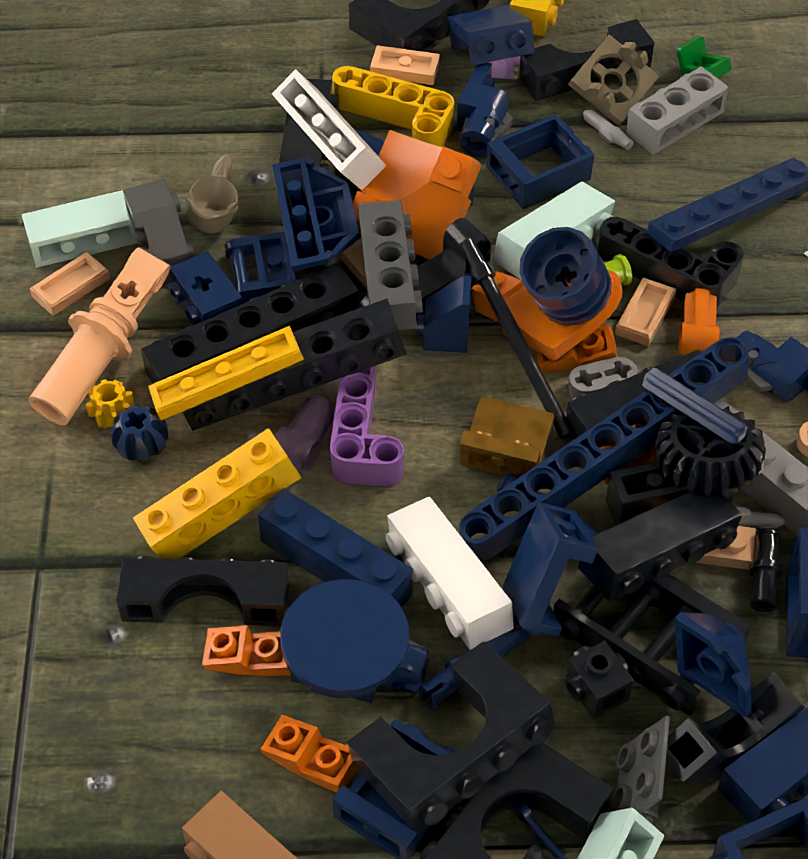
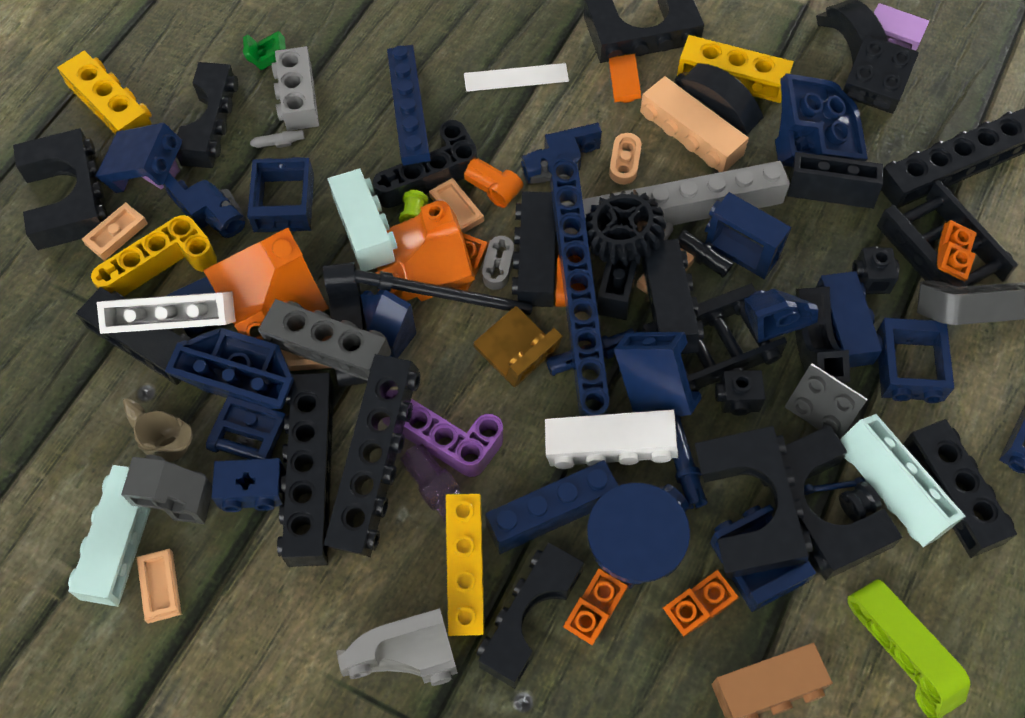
camera: 60 degrees left, 10 degrees up
(99, 338) = (246, 584): light nougat piece -> none
(100, 478) = (408, 646): none -> light grey slope
(108, 401) = (307, 597): yellow gear -> none
(139, 433) = (367, 600): dark blue piece -> none
(225, 373) = (357, 504): yellow tile -> none
(554, 262) = (426, 213): dark blue wheel -> none
(603, 97) = (249, 126): dark tan piece -> none
(695, 406) = (598, 214): dark blue axle -> none

